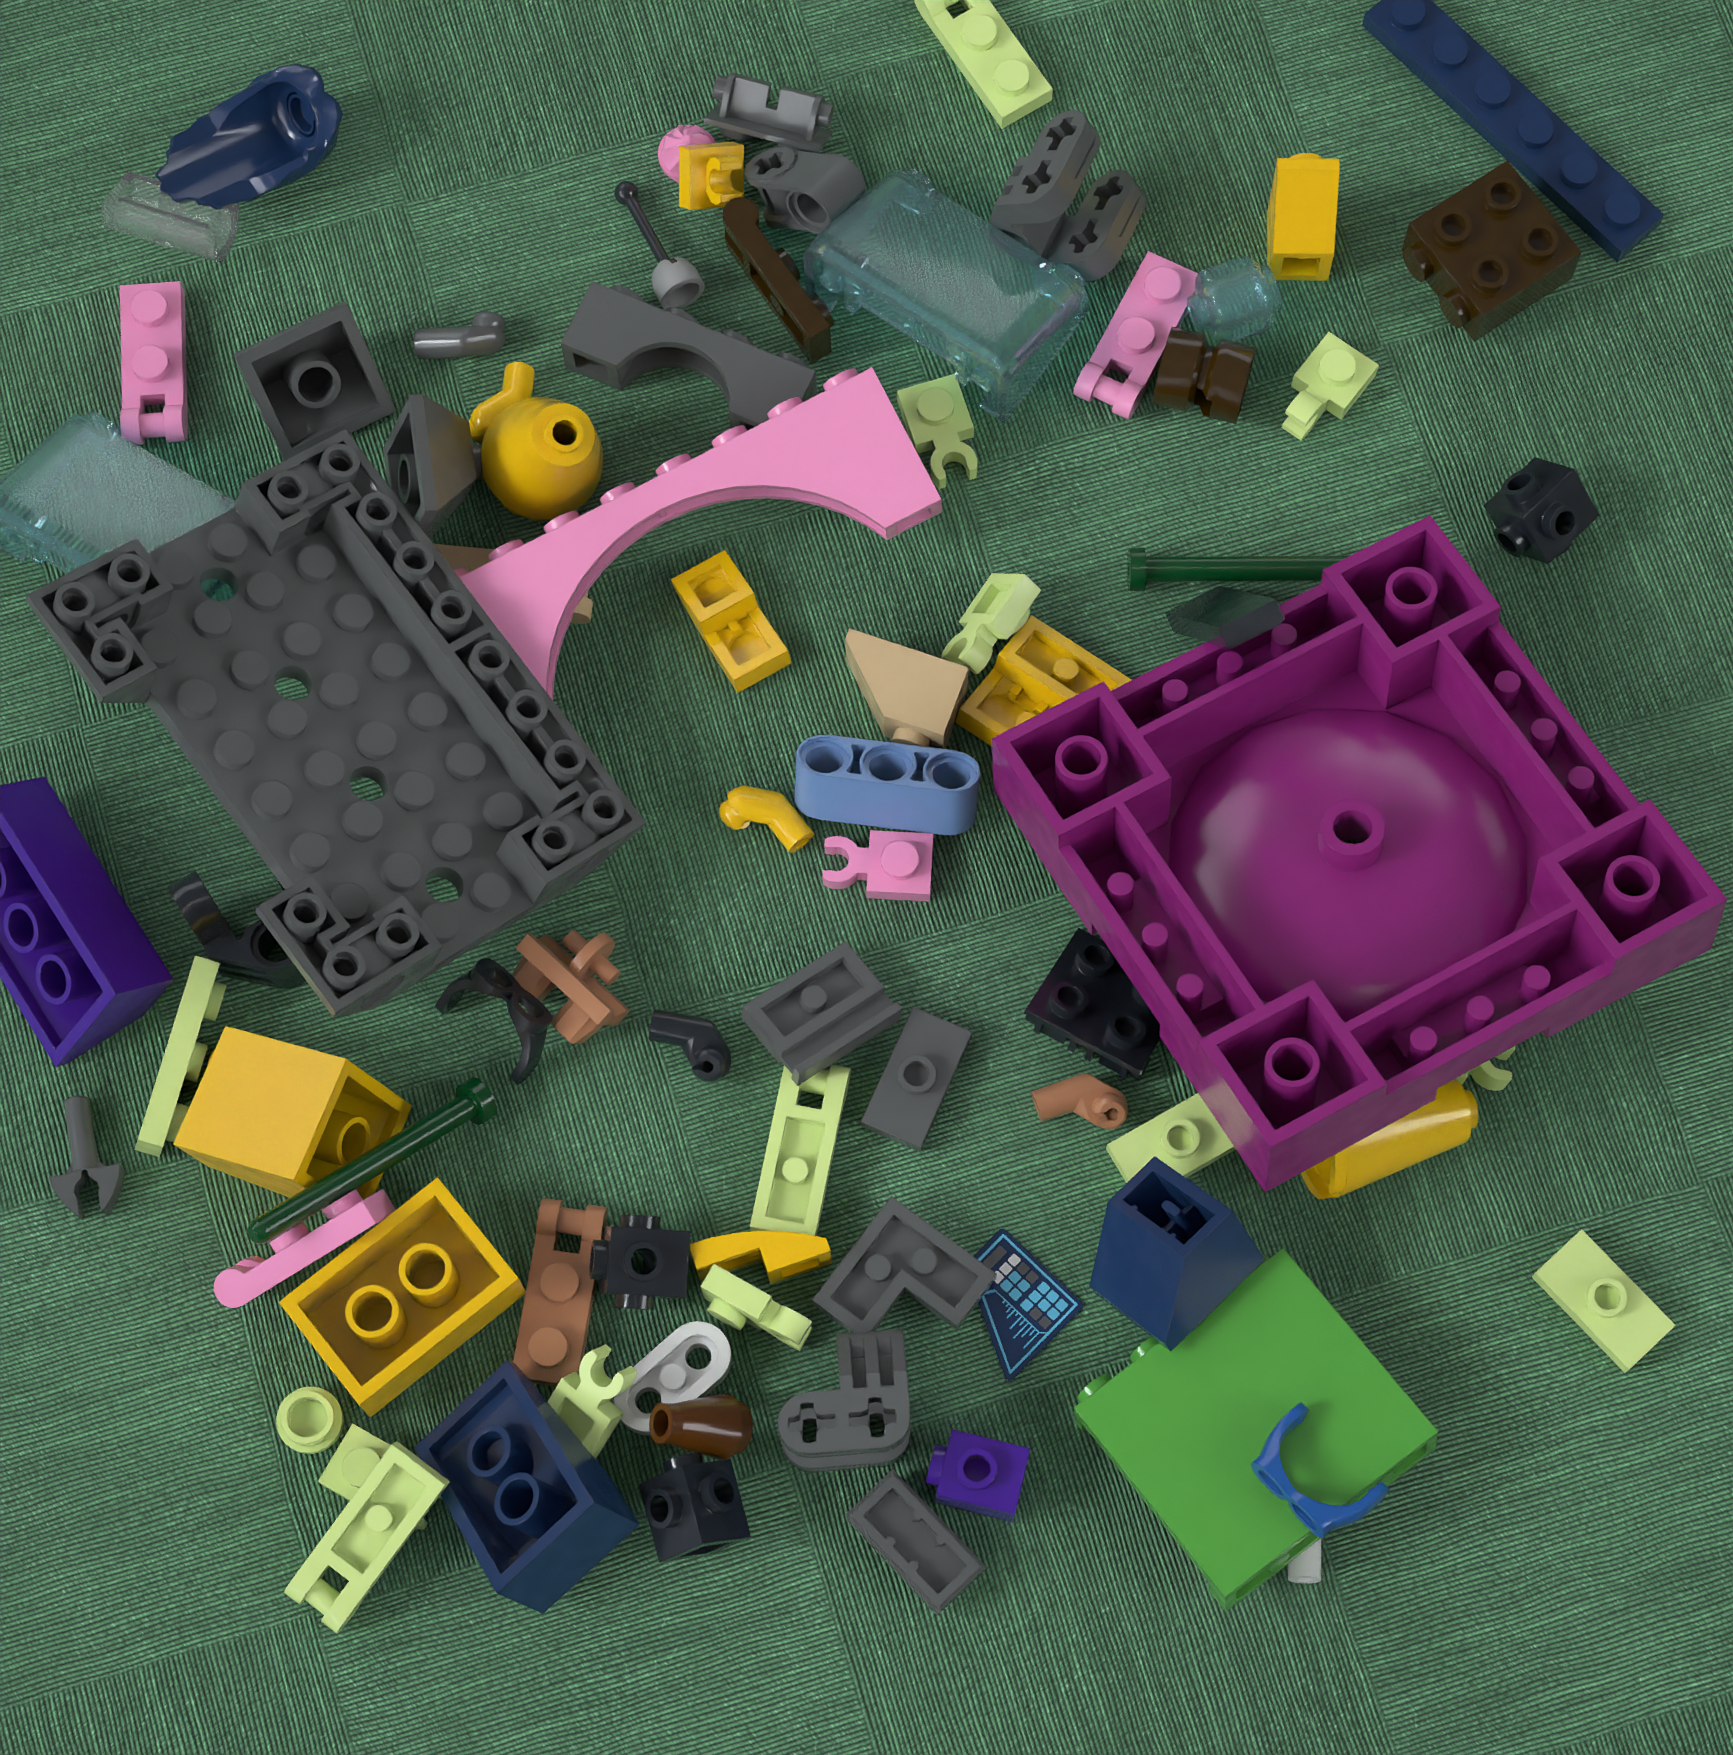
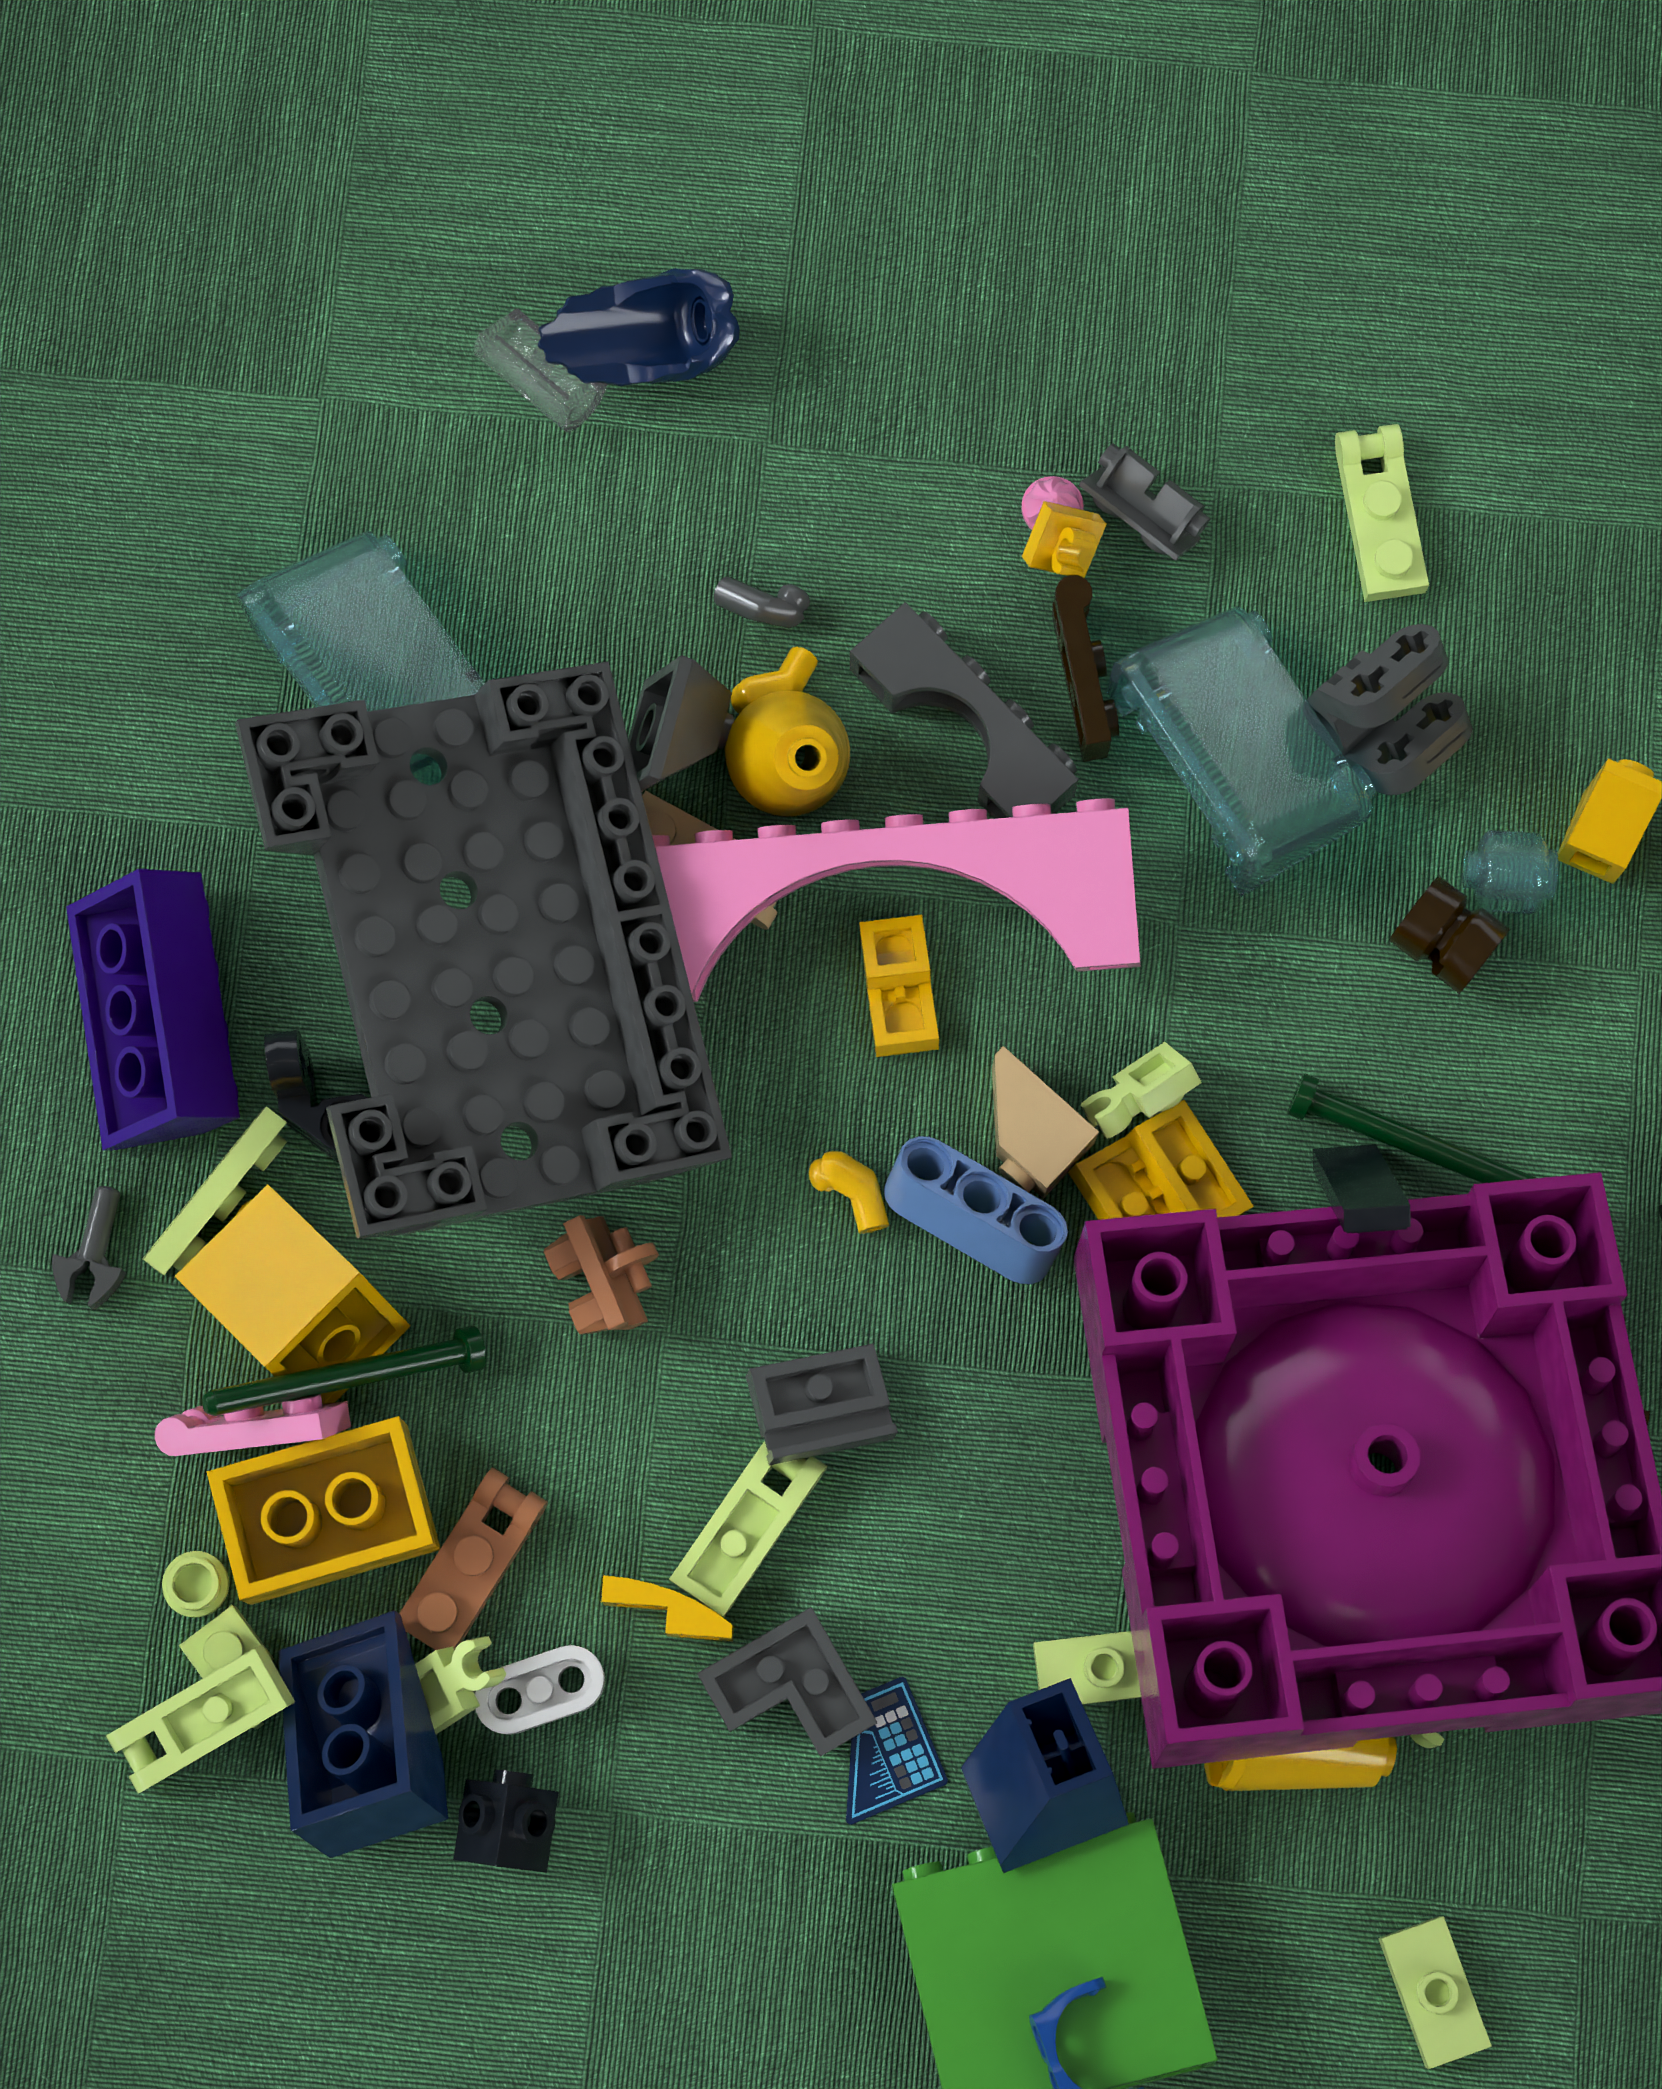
camera: 20 degrees right, 5 degrees up
(153, 361) = (466, 506): bright pink plate -> none
(314, 381) = (605, 592): dark grey slope -> none
(530, 1027) = (544, 1307): black cap -> none
(664, 1257) = (568, 1590): black brick -> none
(673, 279) = (987, 626): light grey hinge -> none
(699, 1040) = (698, 1379): black arm -> none
(706, 1425) = (550, 1750): reddish brown cone -> none
(740, 1303) = (629, 1647): yellowish green plate -> none
(804, 187) = (1145, 591): dark grey piece -> none
(871, 1387) = (716, 1773): dark grey piece -> none
(893, 865) = (949, 1287): bright pink plate -> none
(915, 1542) = (695, 1940): dark grey plate -> none
(916, 1079) = (884, 1502): dark grey plate -> none
(938, 422) = (1178, 869): yellowish green plate -> none
(978, 1475) = (779, 1904): dark purple brick -> none
(1085, 1097) = (1034, 1587): nougat arm -> none
(1096, 1007) = (1076, 1508): black hinge -> none
(1137, 335) = (1406, 864): bright pink plate -> none
(1327, 381) = (1569, 986): yellowish green plate -> none

